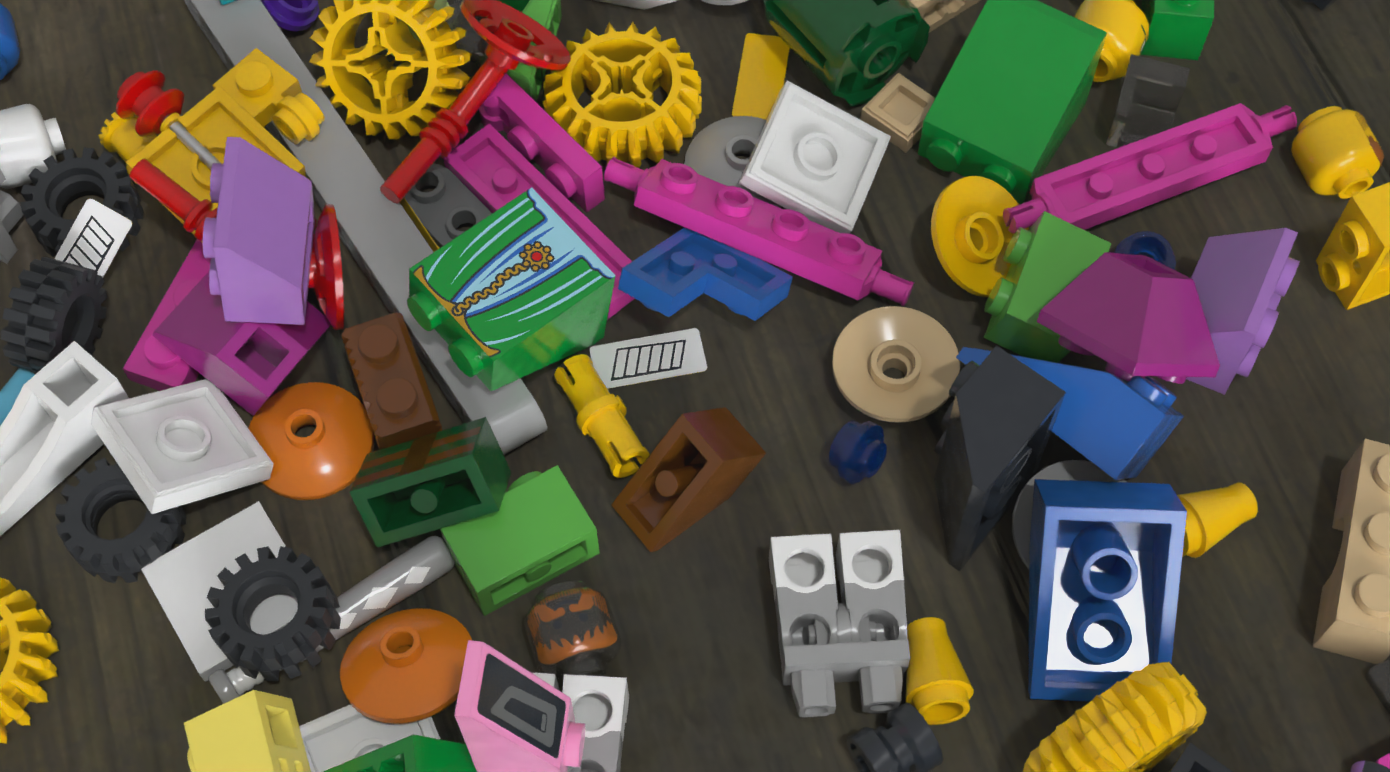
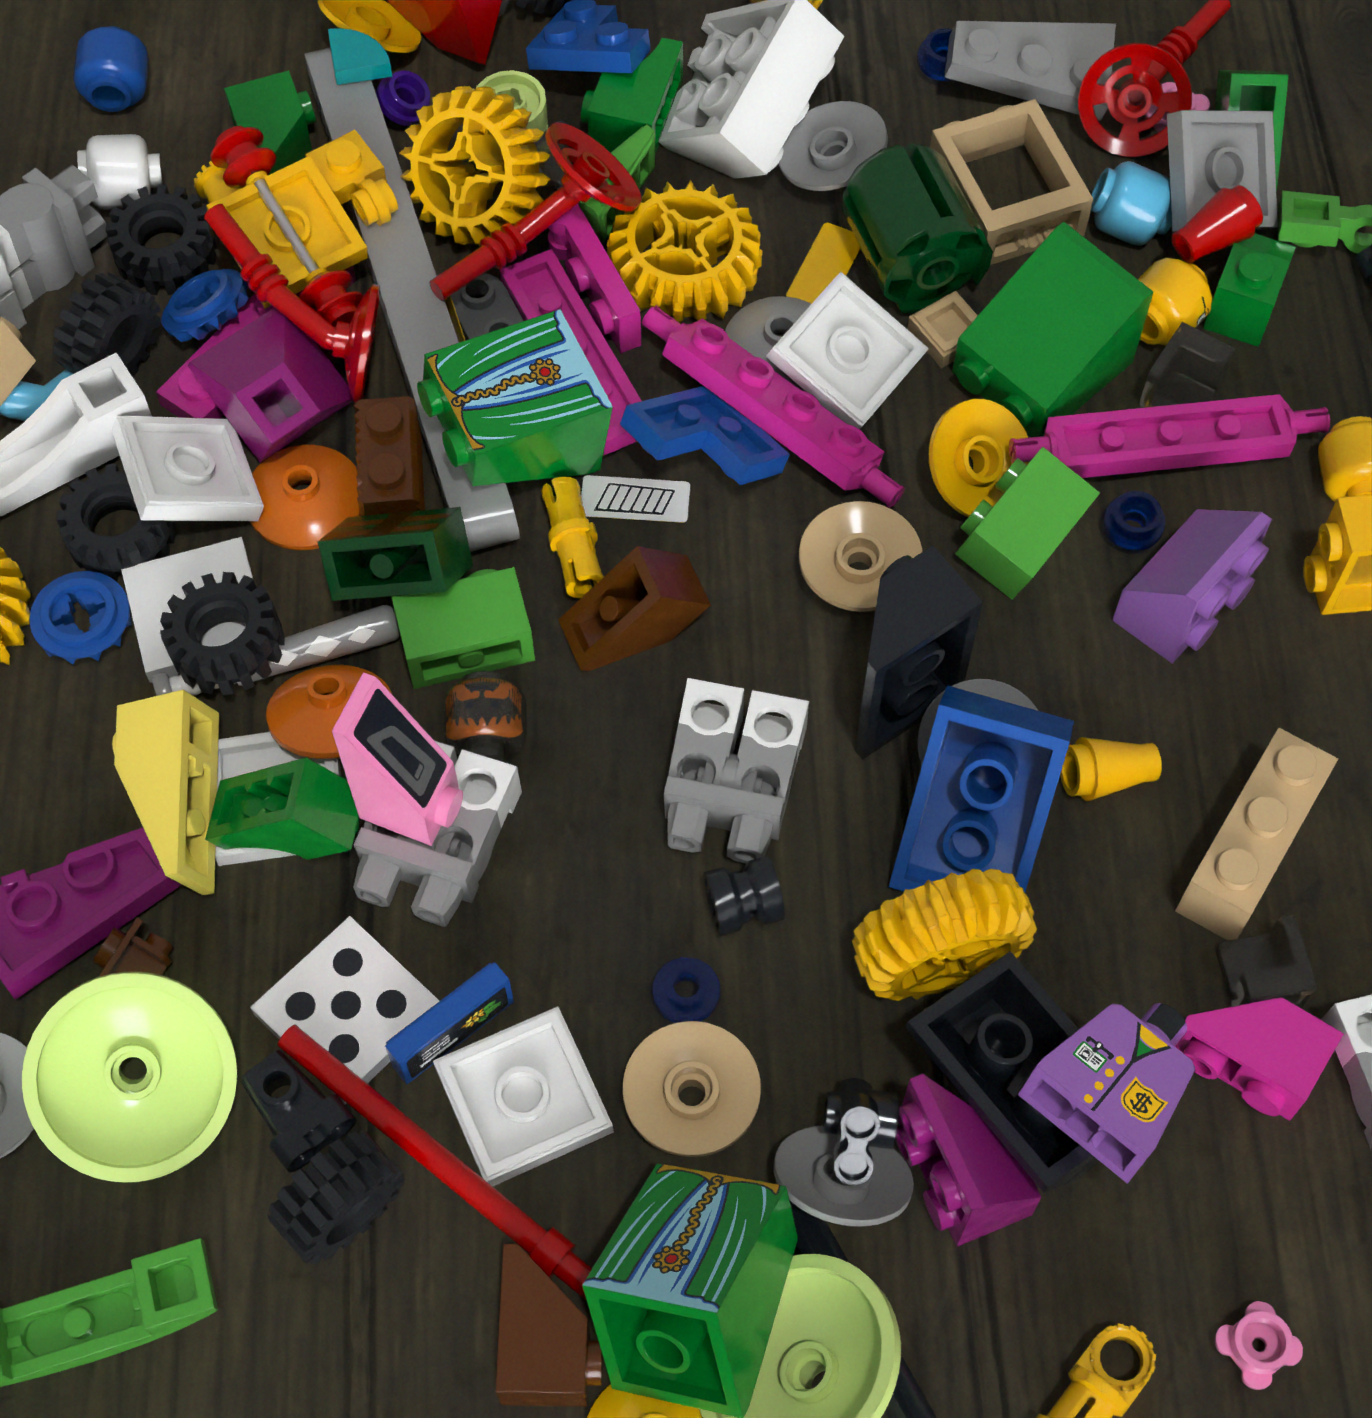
camera: 15 degrees right, 0 degrees up
(81, 630) = (53, 615): none -> blue gear
(94, 237) = (163, 268): white sticker -> none
(148, 264) = (204, 304): none -> blue gear
(167, 45) = (277, 112): none -> green slope
(259, 236) = (300, 294): medium lavender slope -> none
(858, 451) = (799, 625): clear blue plate -> none
(935, 675) = (804, 842): yellow cone -> none
(1103, 416) = (1037, 650): blue slope -> none
(1135, 319) = (1089, 563): magenta slope -> none

